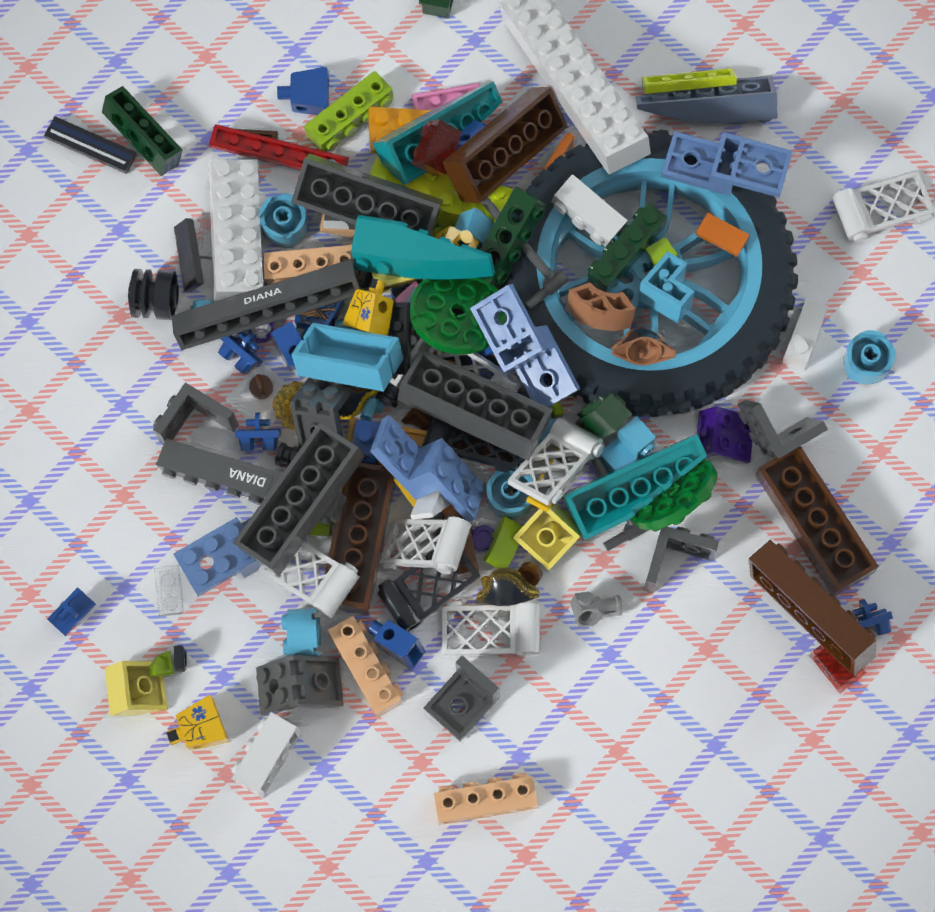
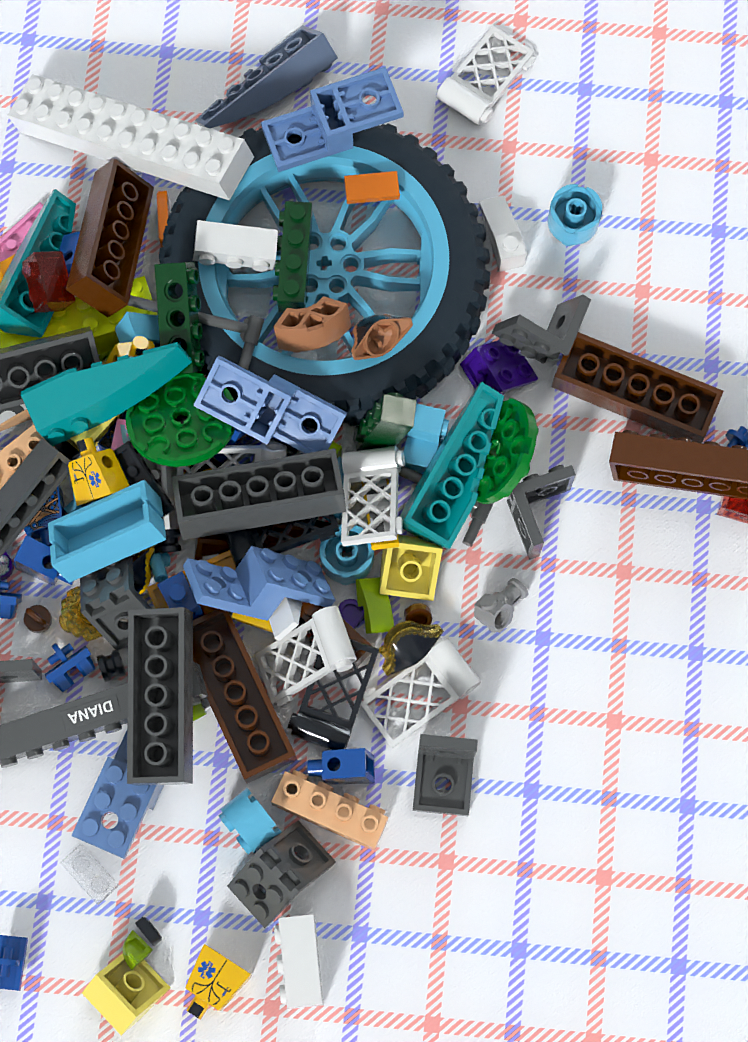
camera: 40 degrees left, 0 degrees up
(333, 585) = (250, 763): white piece -> none
(485, 800) = (532, 853): light nougat brick -> none
(659, 249) = (327, 241): lime tile -> none
(664, 289) = (360, 271): medium azure brick -> none
(689, 80) = (232, 76): neon yellow tile -> none

